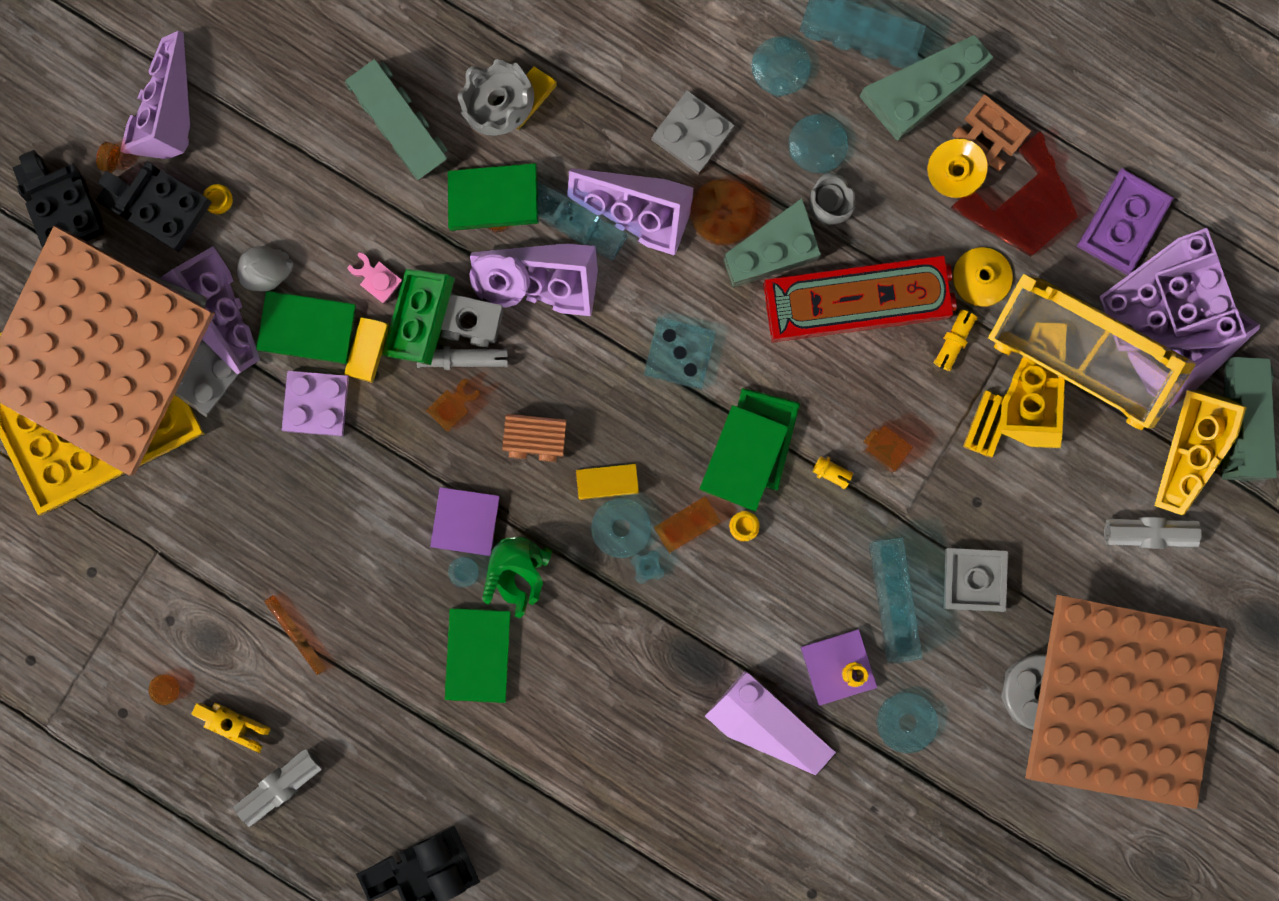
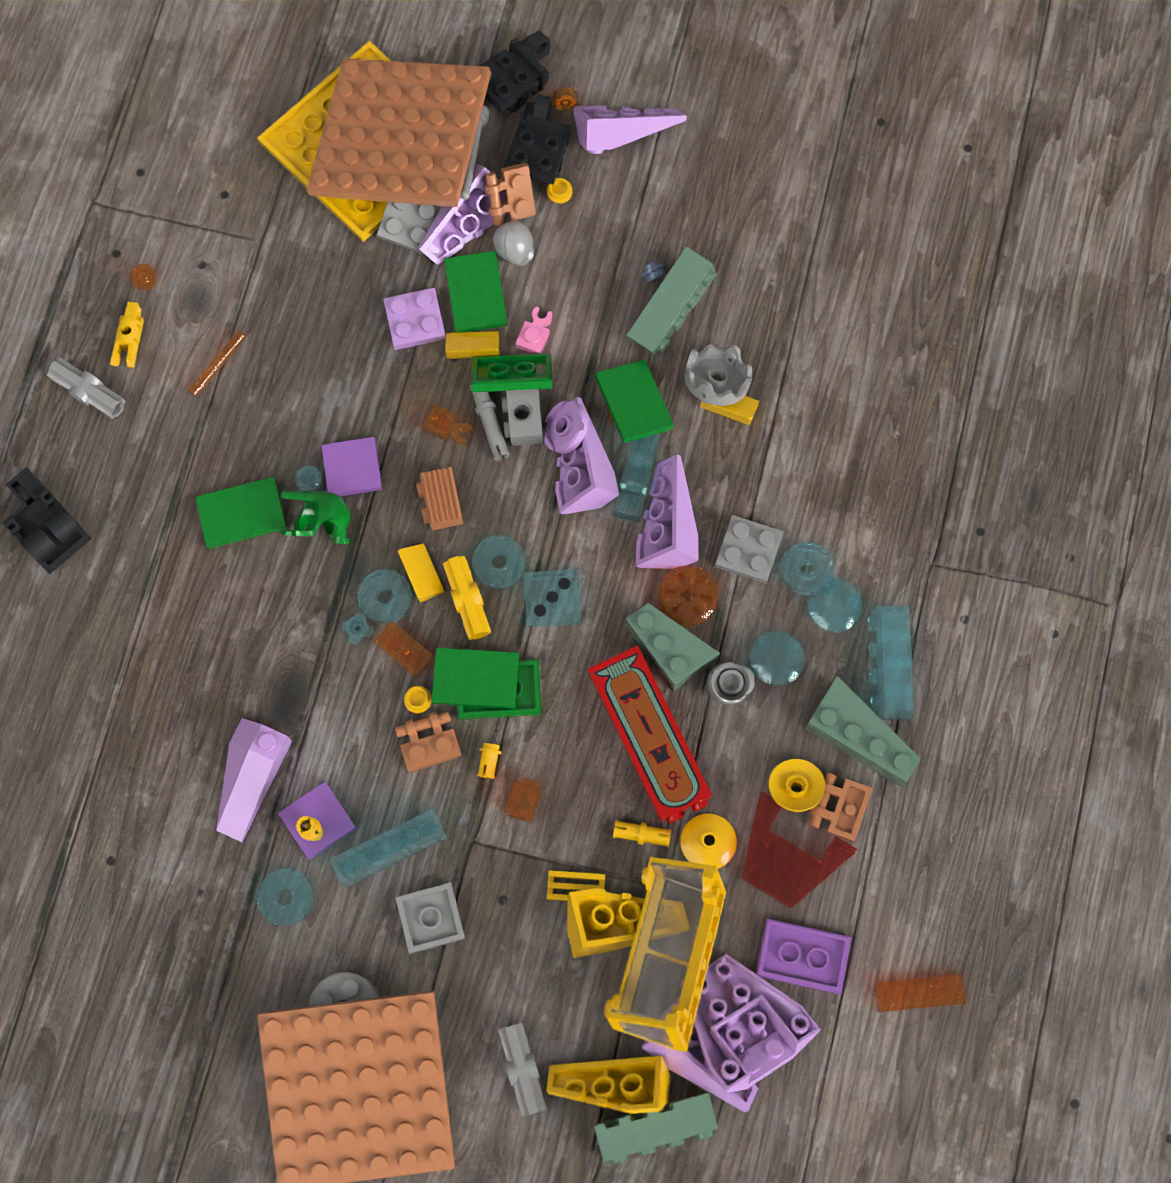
camera: 80 degrees right, 10 degrees down
(211, 244) = (517, 191): none -> nougat plate
(349, 127) = (653, 271): none -> sand blue plate
(622, 379) = (498, 577): none -> clear light blue tile
(652, 441) = (467, 597): none -> yellow piece
(722, 67) = (807, 554): none -> clear light blue tile
(801, 528) = (431, 749): none -> nougat plate
(1195, 121) = (919, 993): none -> clear orange plate

